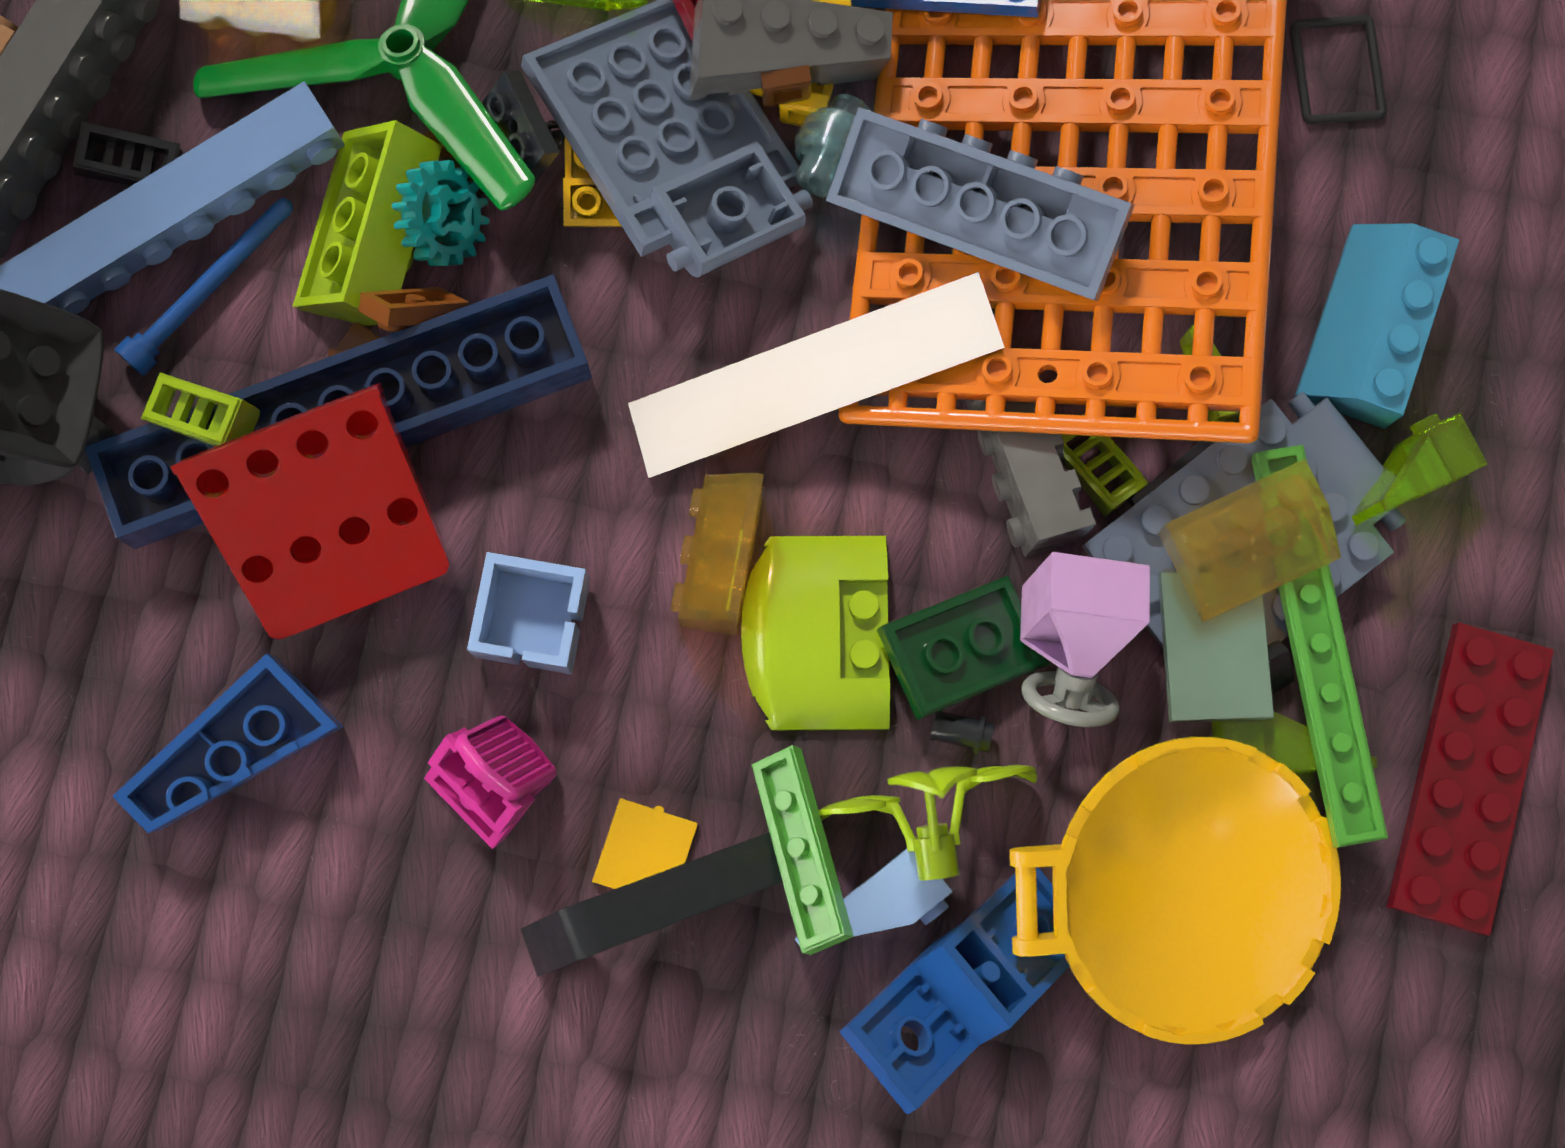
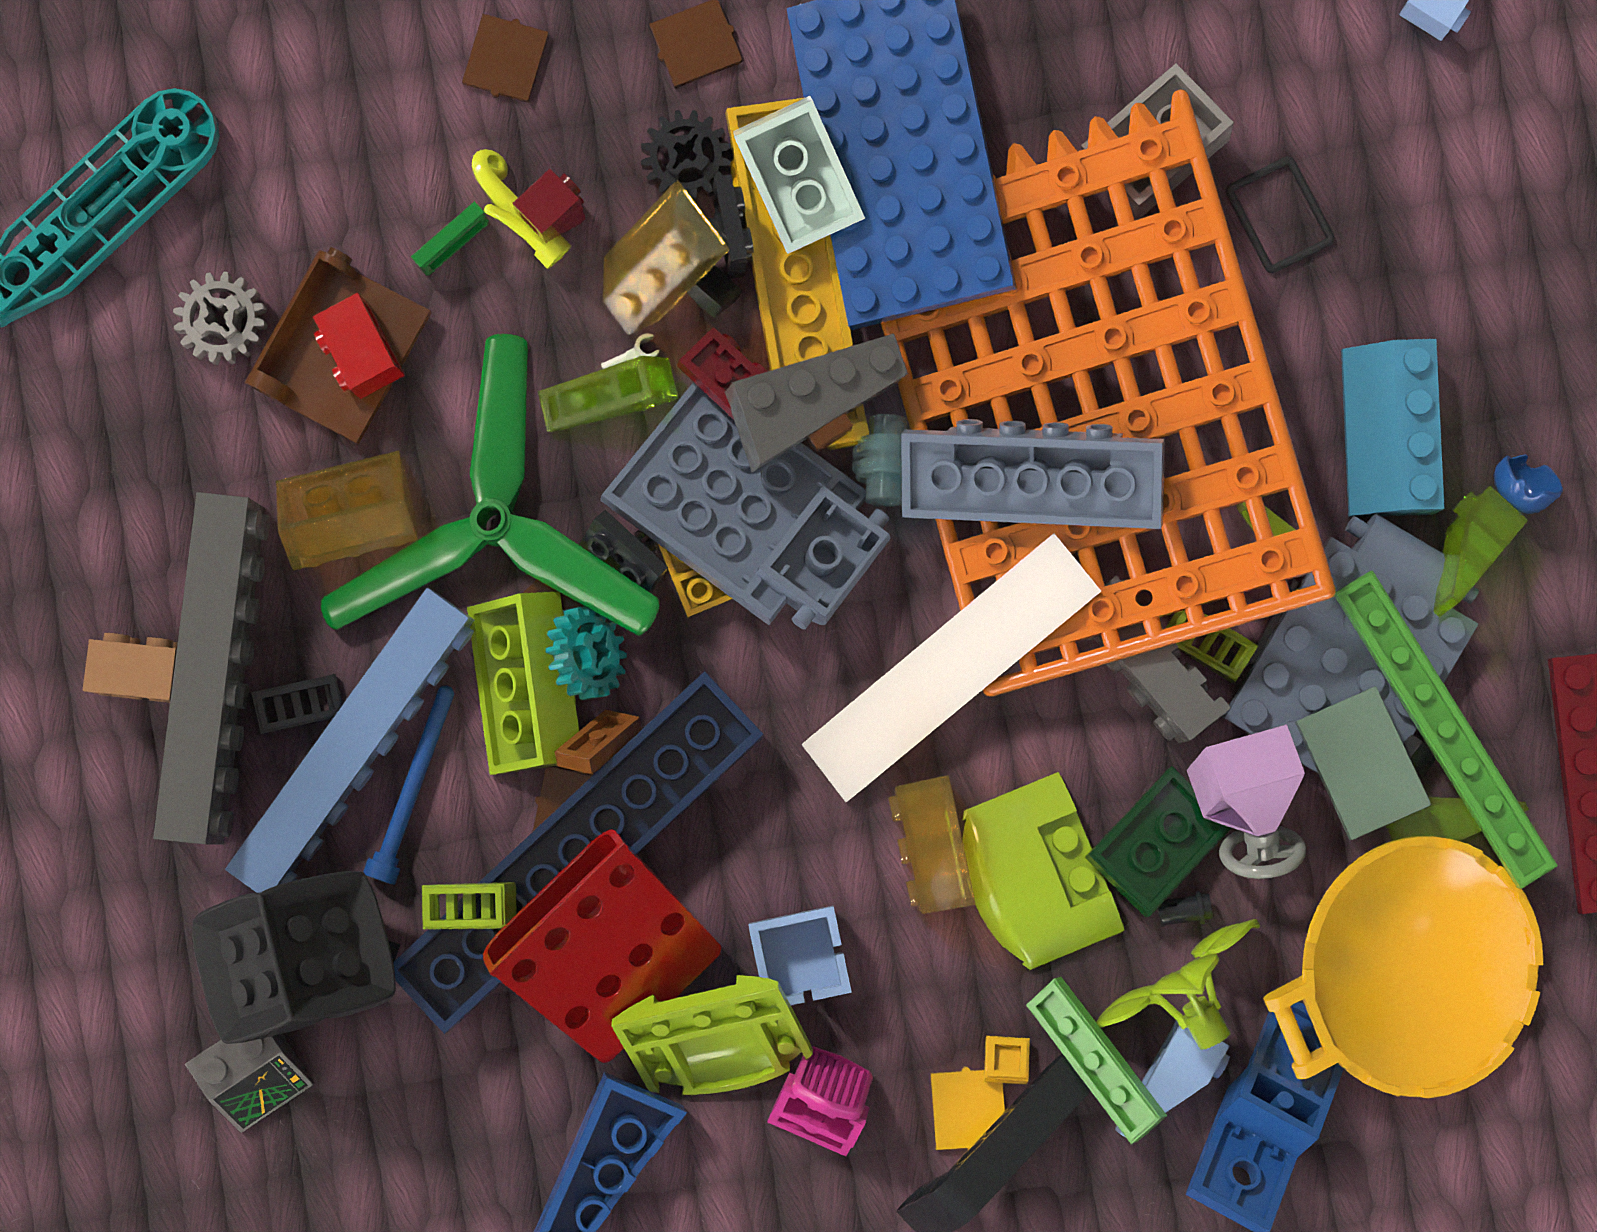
camera: 15 degrees left, 5 degrees up
(399, 657) = (713, 1037): none -> lime slope
(706, 815) = (1006, 1060): none -> yellow tile
(1252, 540) = (1361, 671): clear yellow slope -> none
(1494, 434) = (1526, 487): none -> blue hair

